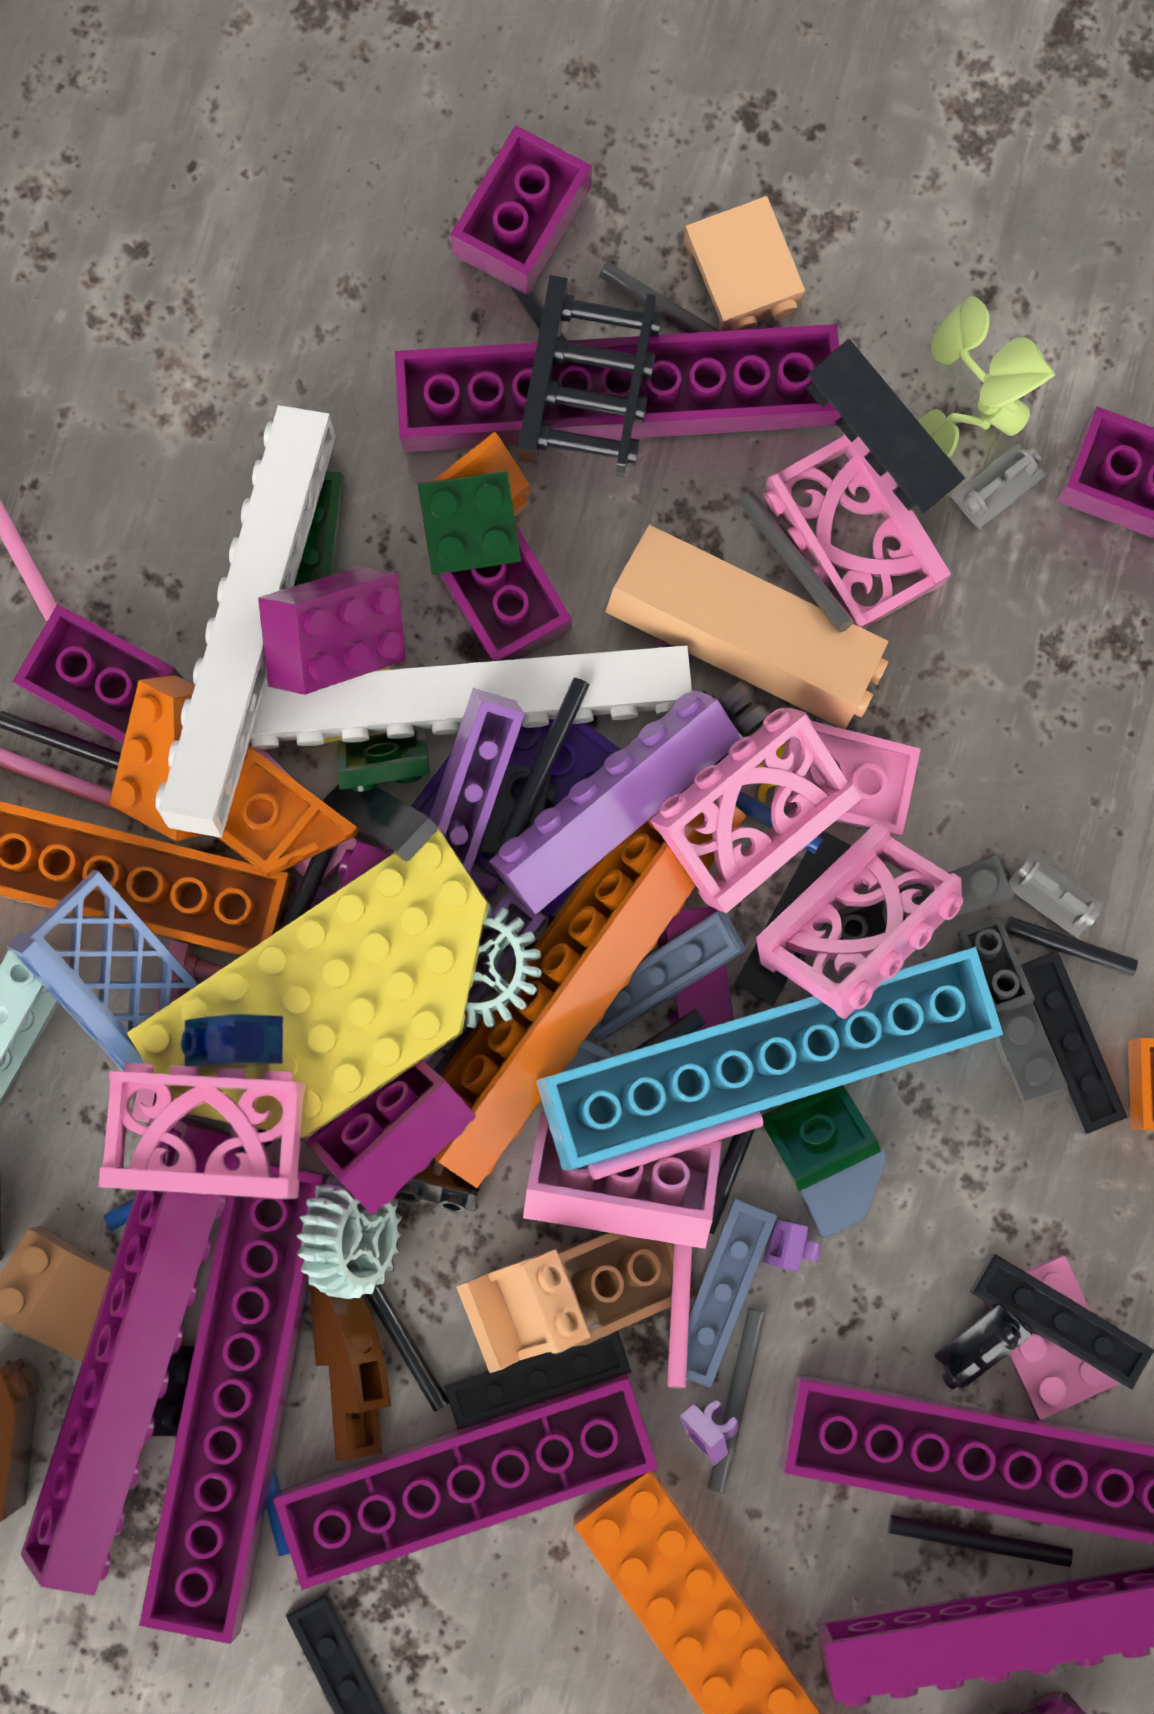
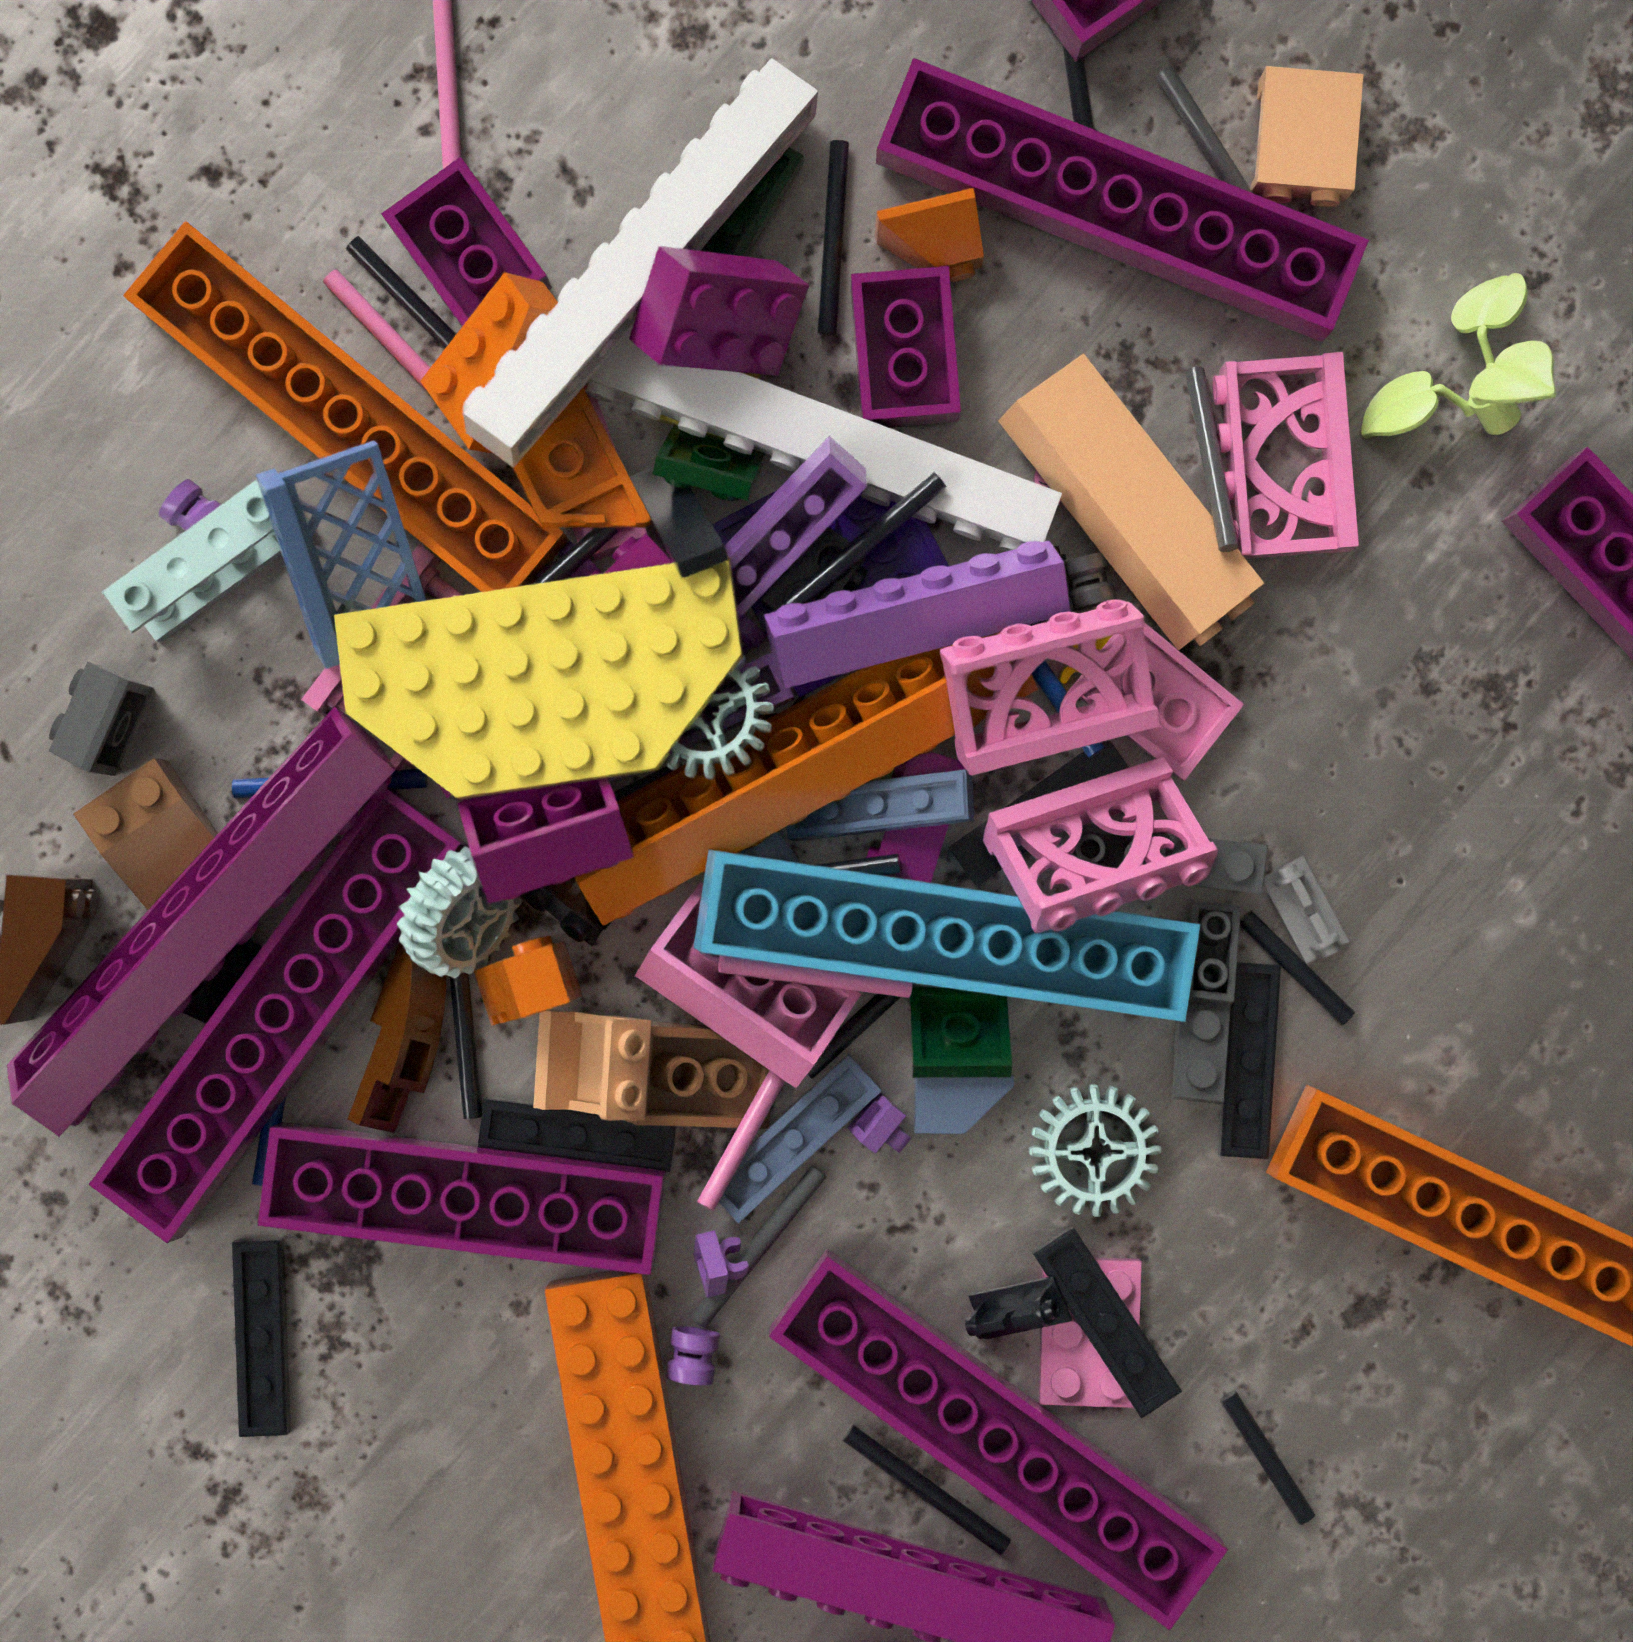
camera: 25 degrees right, 5 degrees up
(147, 1167) = (293, 754): bright pink fence -> none
(233, 1041) = (432, 672): clear blue slope -> none
(397, 528) = (833, 237): none -> black bar
(435, 1268) = (529, 982): none -> orange wedge
(469, 522) = (904, 267): dark green plate -> none
(554, 350) = (1072, 132): black fence -> none
(726, 1521) = (692, 1355): none -> medium lavender wheel
(885, 426) = (1363, 365): black brick -> none
(990, 1199) = (1096, 1174): none -> light aqua gear
(999, 485) = (1453, 478): light grey hinge -> none

